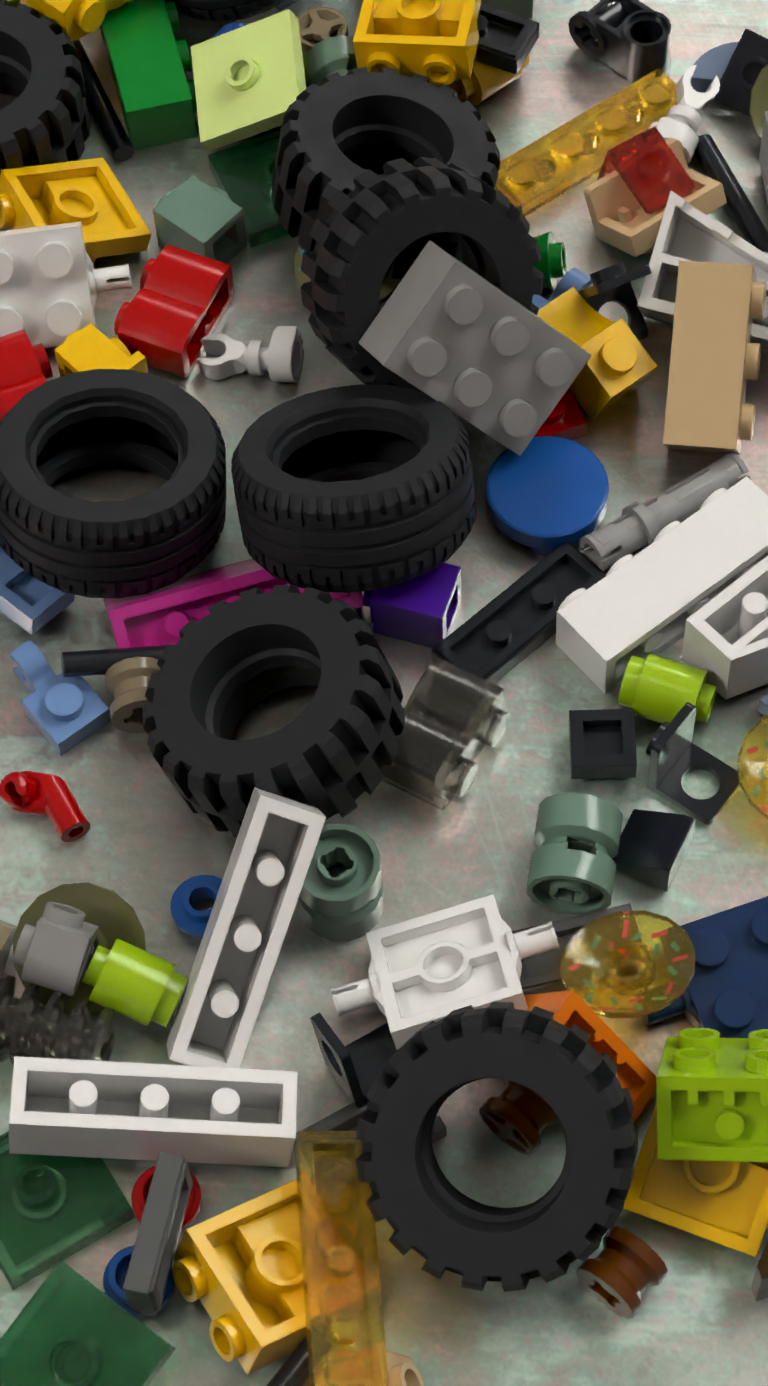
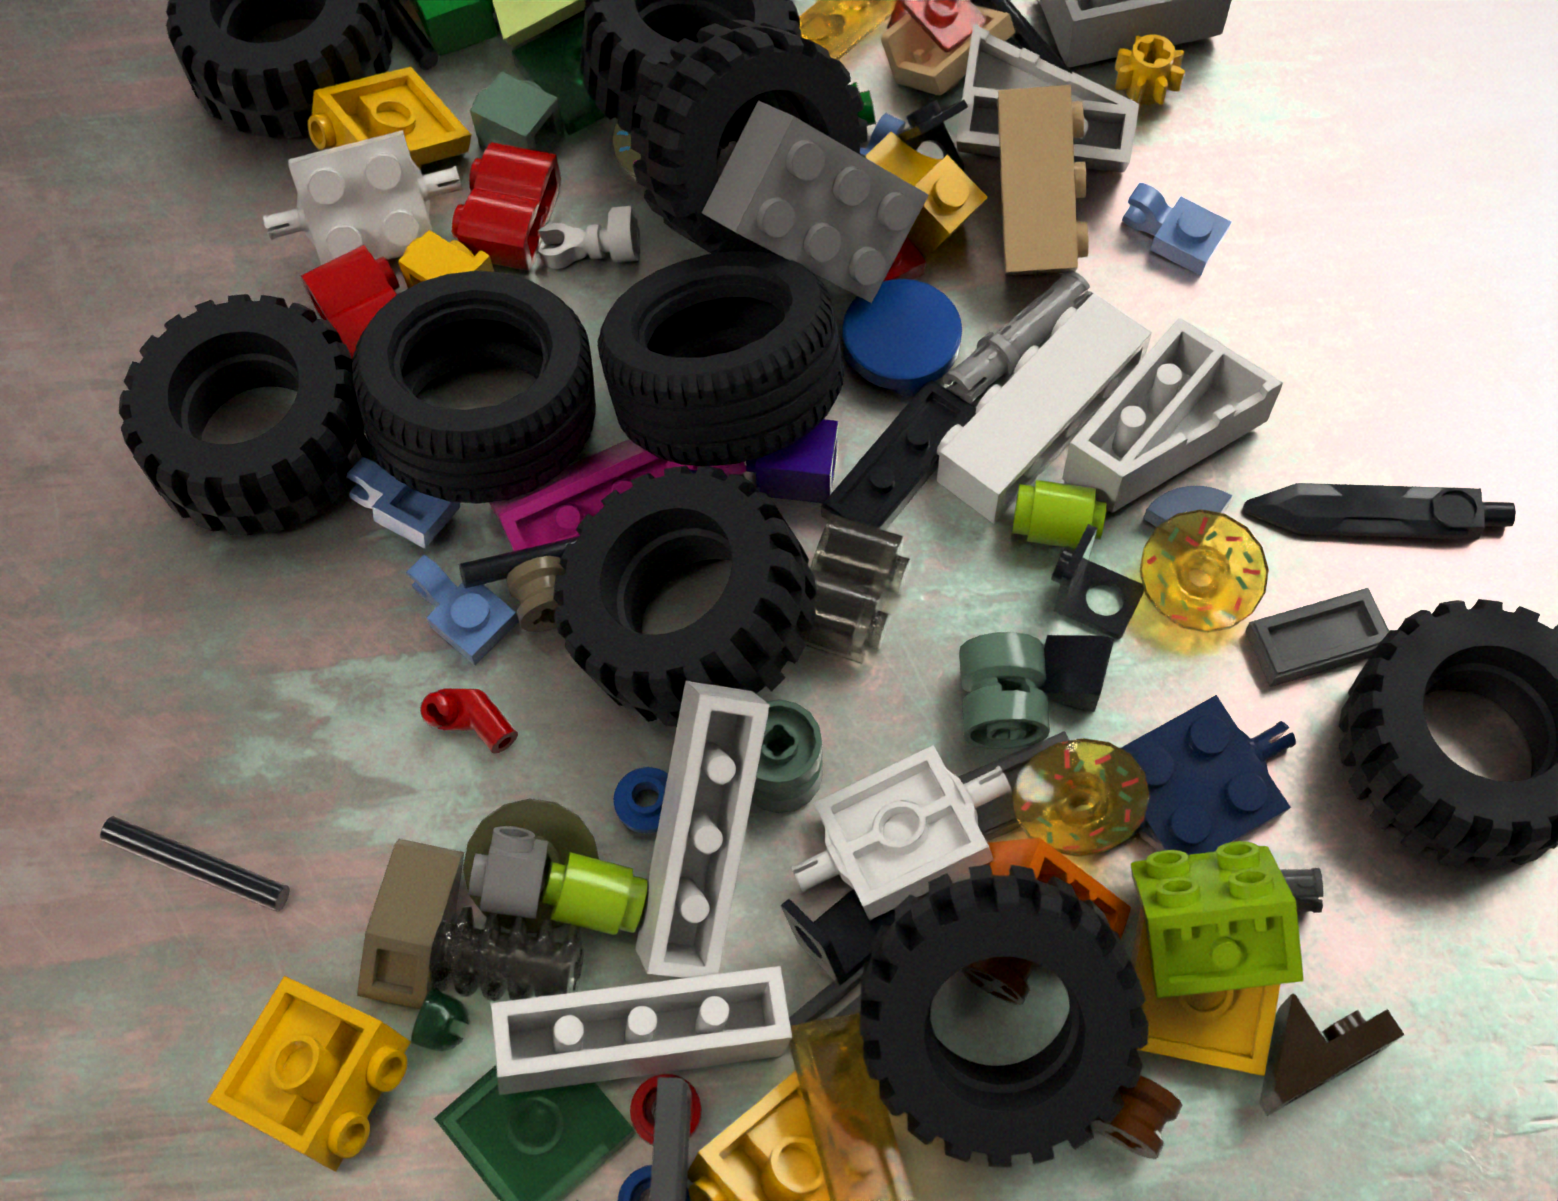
camera: 10 degrees left, 5 degrees up
(602, 743) = (1005, 575): black plate -> none

